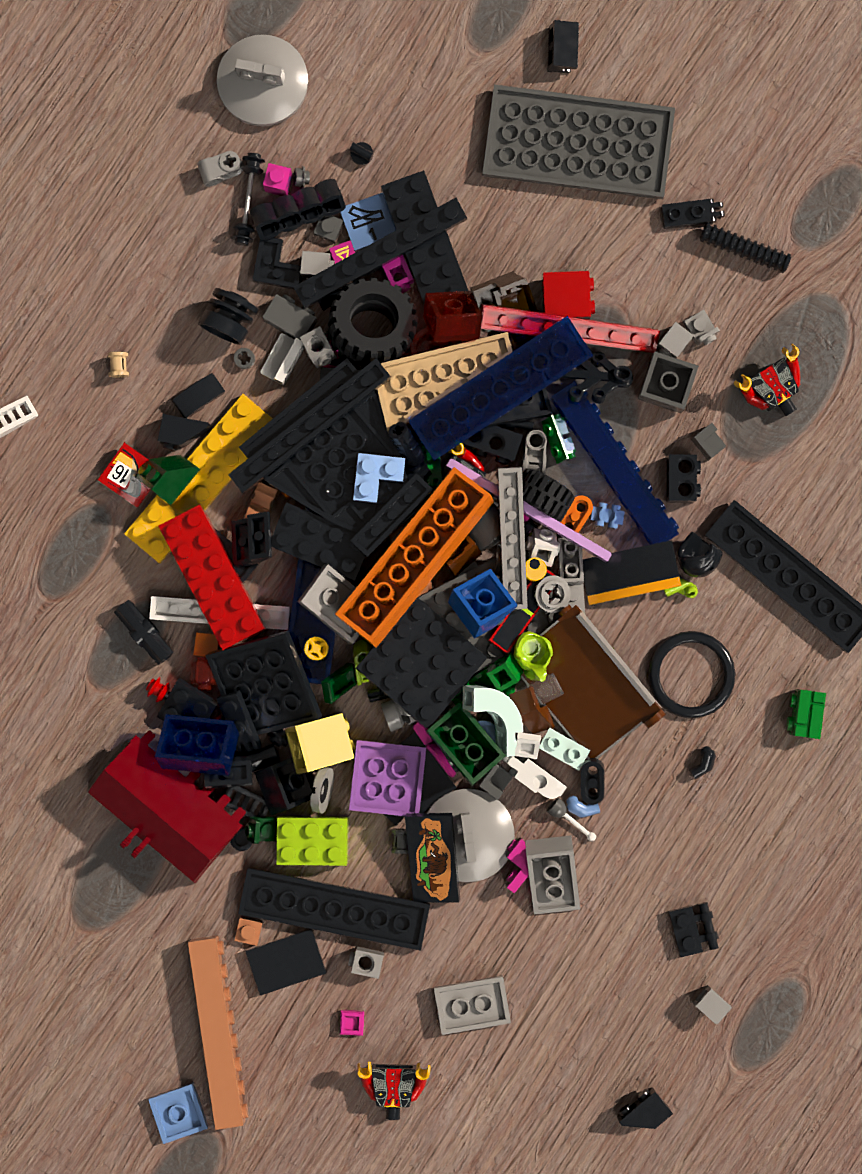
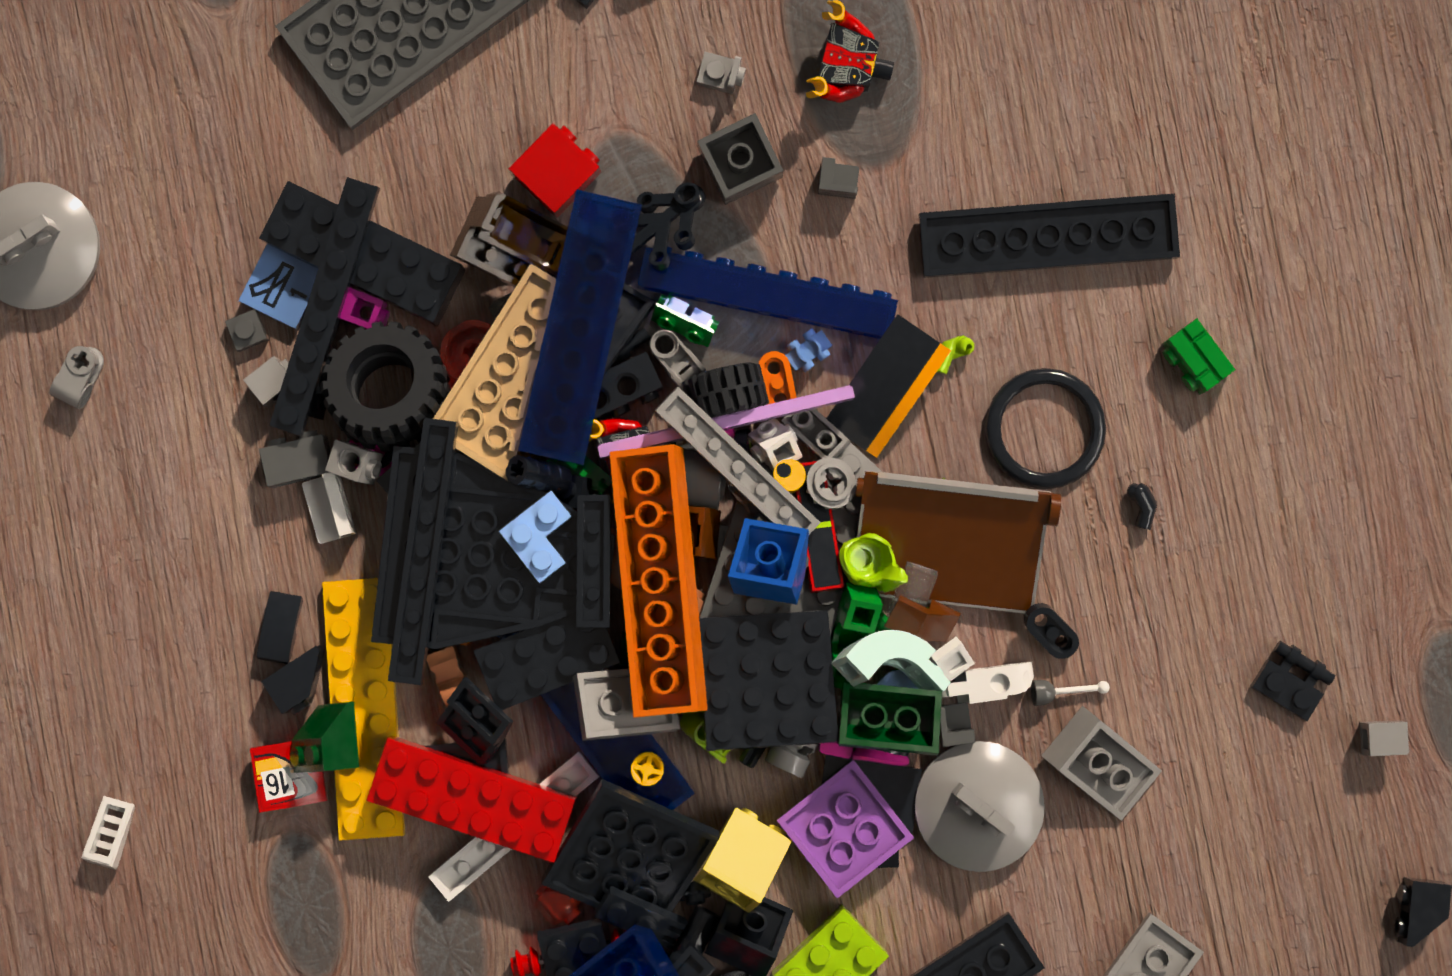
camera: 50 degrees left, 0 degrees up
(118, 364) = (166, 675): tan bush -> none
(143, 632) = (455, 920): black piece -> none
(204, 644) = (529, 872): orange tile -> none
(229, 313) = (231, 518): black wheel -> none
(249, 353) = (290, 535): dark grey bush -> none
(253, 169) = (111, 345): black axle -> none
(269, 268) = (226, 429): black plate -> none
(277, 180) = (148, 332): dark pink brick -> none
(301, 177) = (169, 306): dark grey plate -> none
(302, 207) = (195, 347): black brick -> none
(323, 786) = (789, 900): light grey tile -> none
(339, 683) = (703, 780): dark green tile -> none
(342, 251) = (284, 341): dark pink tile -> none
(361, 153) = (207, 224): black plate -> none
(400, 841) = (918, 876): dark grey bush -> none
(432, 857) = (966, 863): tile -> none
(452, 316) = (460, 300): clear red brick -> none
(518, 856) = (1052, 779): dark pink slope -> none
(564, 749) = (991, 626): light aqua hinge -> none
(580, 809) = (1067, 670): medium blue arm -> none
(591, 331) = (613, 181): tile -> none
(674, 341) = (706, 111): light grey brick -> none
(675, 477) = (840, 246): black brick -> none
(698, 557) = (939, 305): black piece -> none

